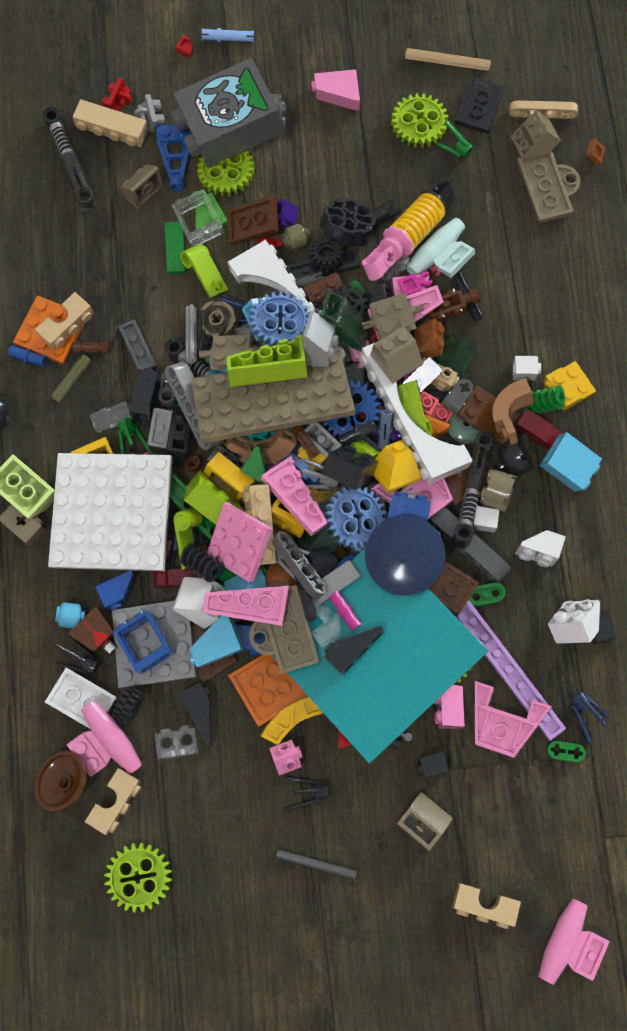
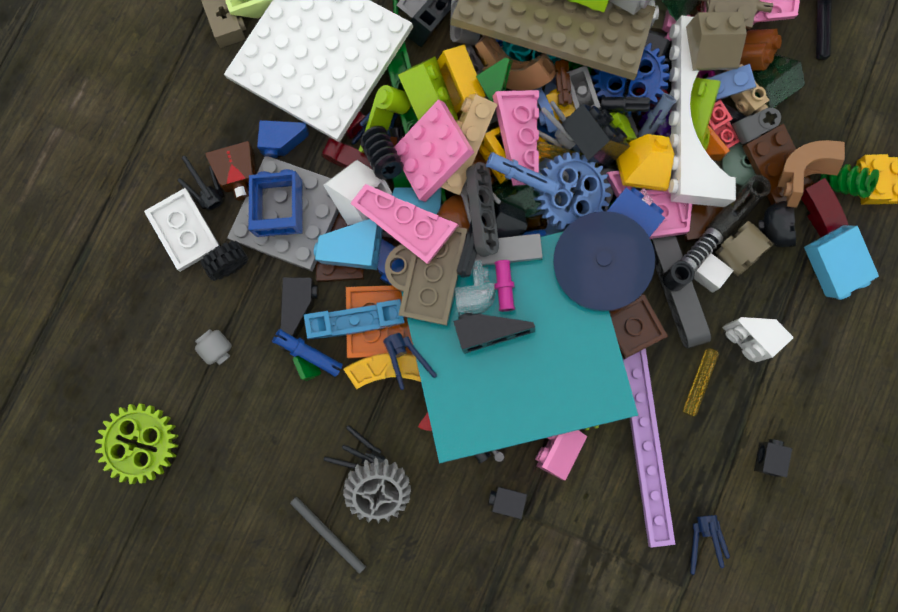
camera: 25 degrees right, 5 degrees up
(60, 781) = (112, 300): reddish brown dish -> none
(69, 615) = (218, 135): medium azure head -> none
(103, 742) = (178, 285): bright pink plate -> none
(106, 819) = (175, 344): tan arch -> none
(154, 774) = (213, 347): none -> light grey head
(177, 748) = (252, 331): clear brick -> none
(195, 461) = (436, 49): reddish brown hinge -> none
(220, 738) = (298, 348): none -> blue pin
(232, 749) = (306, 369): none -> green slope
(249, 695) = (353, 320): none -> dark azure slope
(286, 757) = (357, 406): bright pink brick -> none
(292, 698) = (396, 347): none -> dark blue plant
(306, 526) = (513, 170): none -> medium blue pin
(343, 815) = (367, 482): none -> light grey gear
(424, 821) = (465, 556): dark tan slope -> none
(454, 298) = (806, 26): reddish brown brick -> none
(485, 594) = (666, 353): green plate -> none
(502, 730) = (603, 507): bright pink wing -> none
(521, 602) = (701, 382): none -> clear yellow axle
(526, 367) = (849, 132): white brick -> none
(566, 747) = (663, 564): green beam -> none
(576, 621) = (751, 436): white slope -> none

